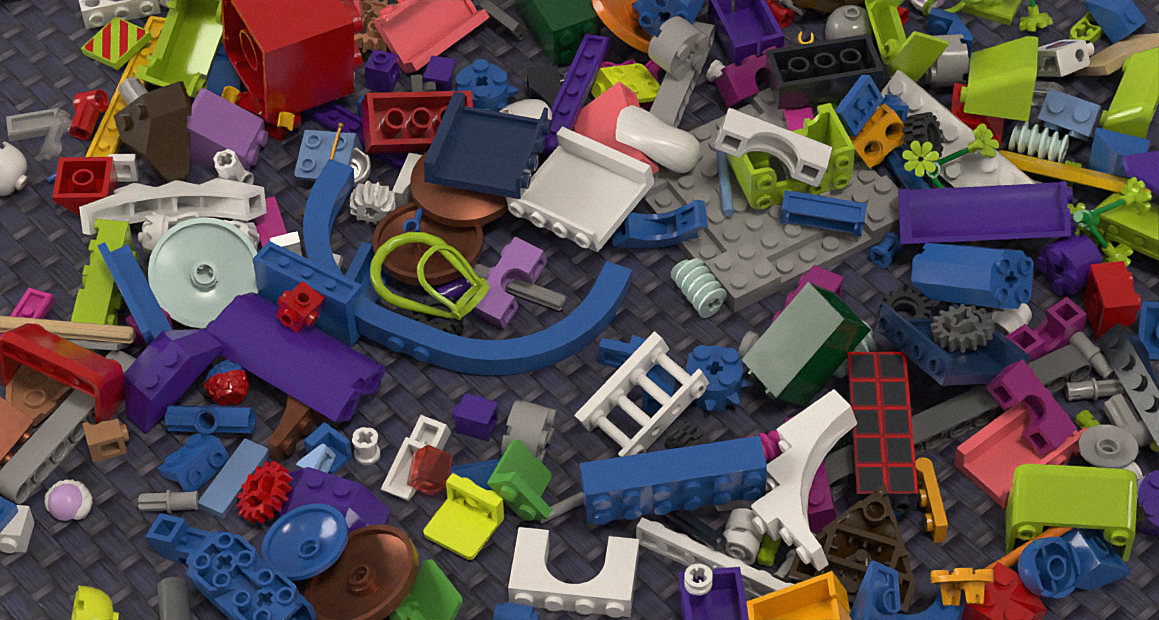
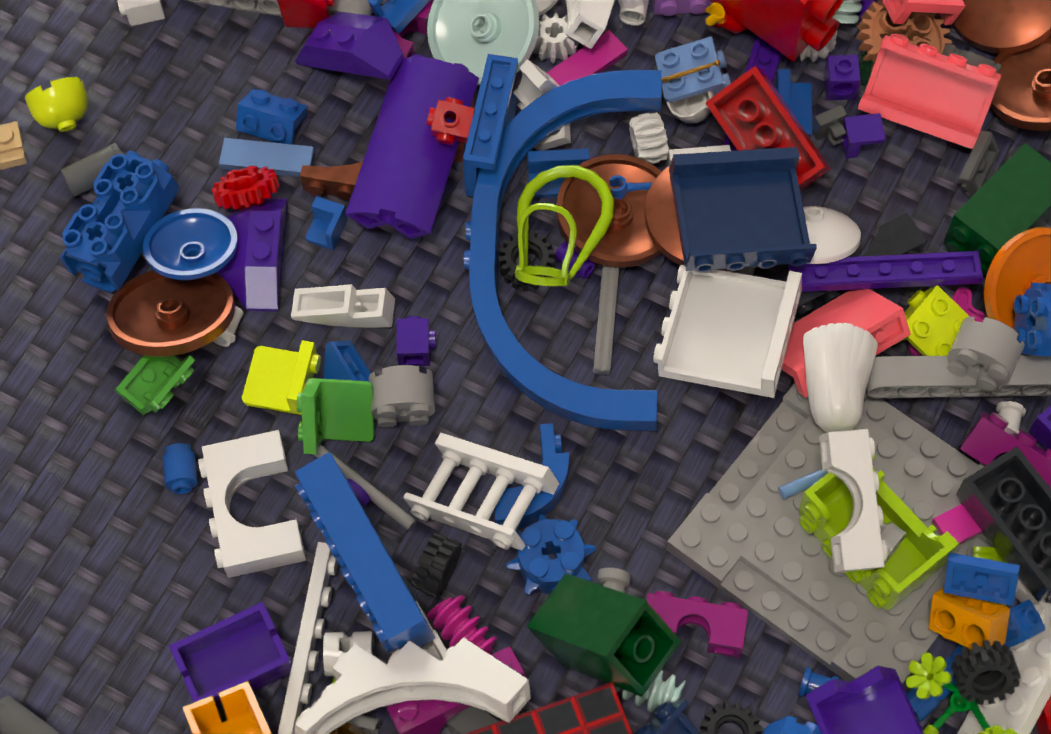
camera: 70 degrees right, 15 degrees up
(68, 500) = (191, 33): lavender hair -> none
(106, 439) = (267, 31): medium nougat brick -> none
(168, 501) = (218, 114): light grey axle -> none
(175, 538) = (172, 138): blue brick -> none
(195, 419) = (319, 107): blue piece -> none
(226, 383) = (364, 102): red piece -> none
(320, 459) = (300, 220): light blue slope -> none
(366, 446) = (340, 255): white bush -> none
(429, 469) = (318, 321): clear red panel -> none
(487, 85) = (859, 183): blue brick -> none
(517, 262) = (619, 305): medium lavender arch -> none
(661, 229) = (735, 428): blue arch -> none
(694, 571) = (258, 630): white bush -> none
(697, 529) = (332, 611): black axle -> none
(699, 286) = (672, 498): light aqua piece -> none
(823, 212) = (817, 594): blue container -> none

